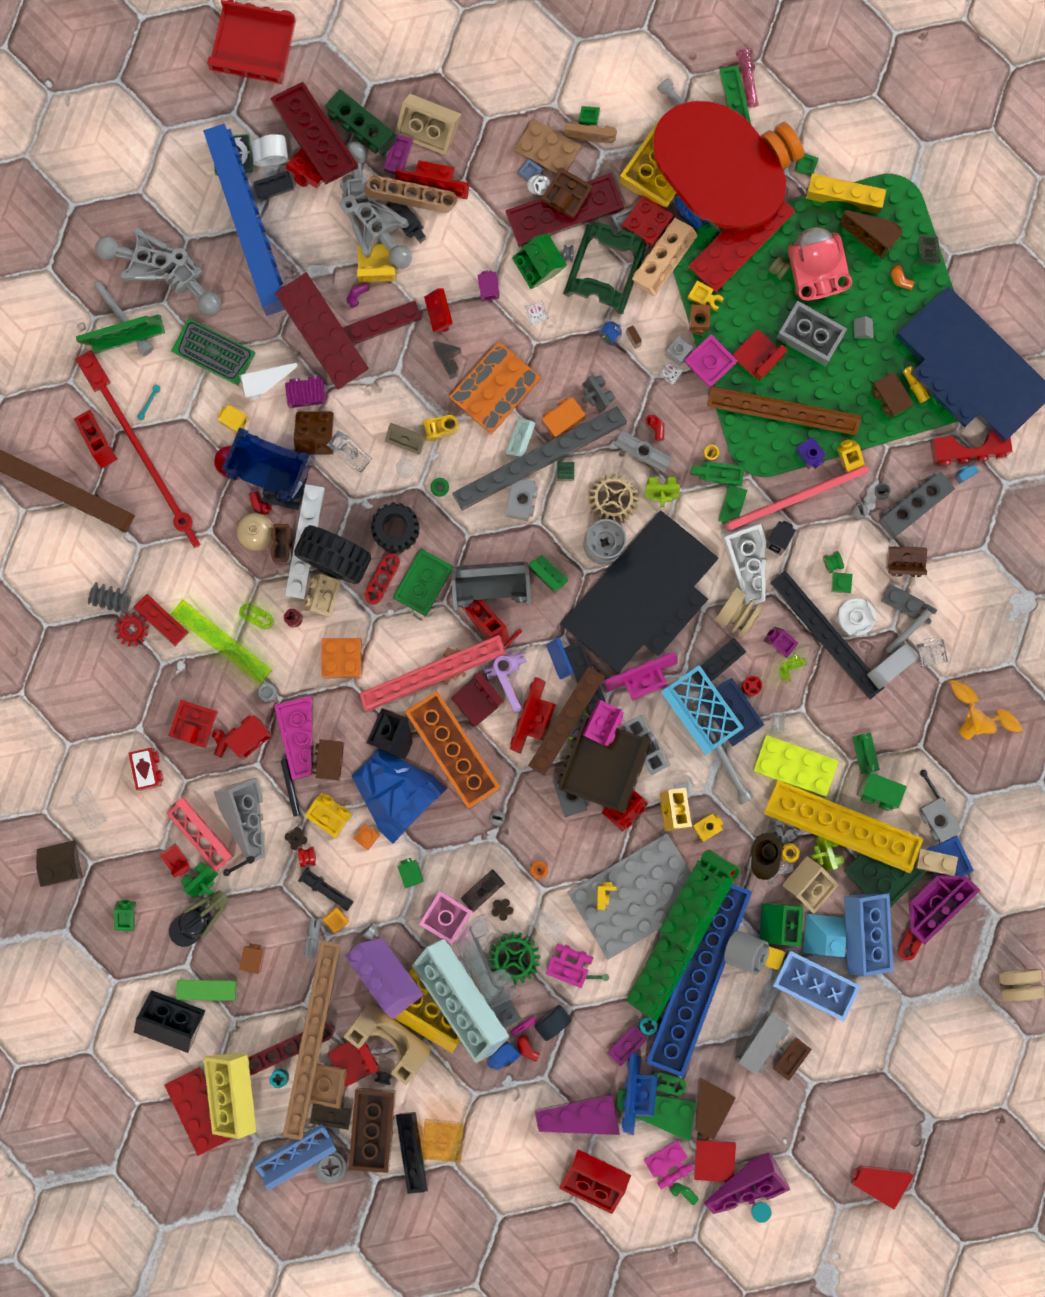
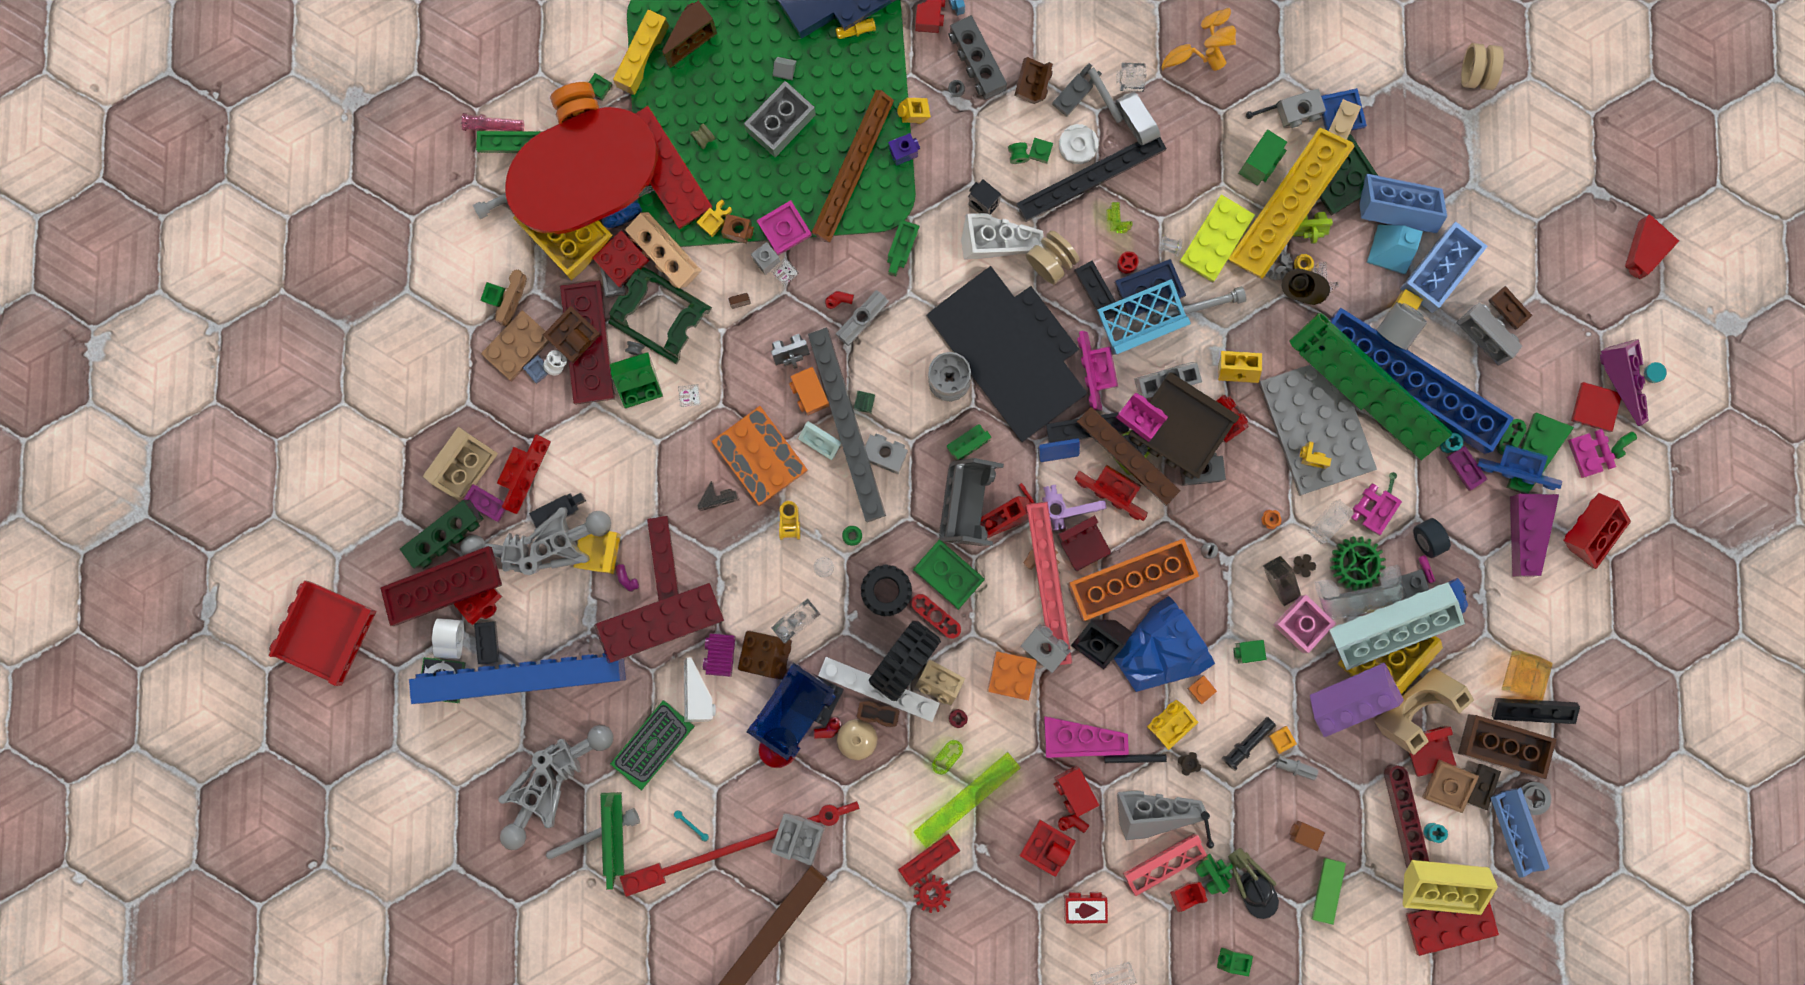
camera: 80 degrees left, 0 degrees up
(95, 439) = (719, 891): red slope -> none
(109, 599) = (895, 910): dark grey piece -> none
(155, 498) = (798, 839): none -> light grey slope
(169, 1021) = (1355, 936): black slope -> none
(232, 418) = (730, 738): yellow brick -> none
(267, 692) = (1030, 762): light grey tile -> none
(307, 856) = (1212, 755): red wheel -> none
(311, 1040) = (1406, 789): medium nougat plate -> none
(329, 760) = (1116, 711): reddish brown brick -> none
(369, 932) = (1302, 706): light grey hinge -> none
(372, 672) = (1048, 659): none -> light grey brick
(383, 1077) = (1455, 723): black bush -> none
(405, 438) = (793, 560): dark tan plate -> none
(418, 191) = (533, 508): medium nougat beam -> none
(438, 310) = (665, 495): red bracket -> none
(488, 285) = (650, 438): magenta brick -> none
(525, 1048) = (1451, 573): red arm -> none
(608, 491) = (911, 354): tan gear -> none
(610, 332) = (729, 323): blue rock -> none
(662, 492) = (910, 307): lime hips -> none
(701, 830) = (1259, 344): yellow brick -> none
(711, 1108) = (1546, 398): reddish brown slope -> none
(714, 453) = (880, 247): yellow hinge -> none
(732, 504) = (937, 241): green tile -> none
(759, 355) = (789, 177): red bracket -> none
(781, 641) = (1088, 224): magenta bracket -> none
(781, 924) = (1376, 287): green slope -> none
(794, 498) = (945, 176): coral tile -> none
(810, 884) = (1340, 250): tan slope -> none
(818, 262) = (709, 95): coral piece -> none
(856, 512) = (970, 119): light grey hinge -> none
(865, 753) = (1219, 166): green hinge -> none
(891, 395) = (862, 54): reddish brown brick -> none
(899, 278) = (741, 21): orange arm -> none
(905, 943) = (1416, 165): red beam -> none
(939, 904) = (1387, 127): magenta wedge -> none

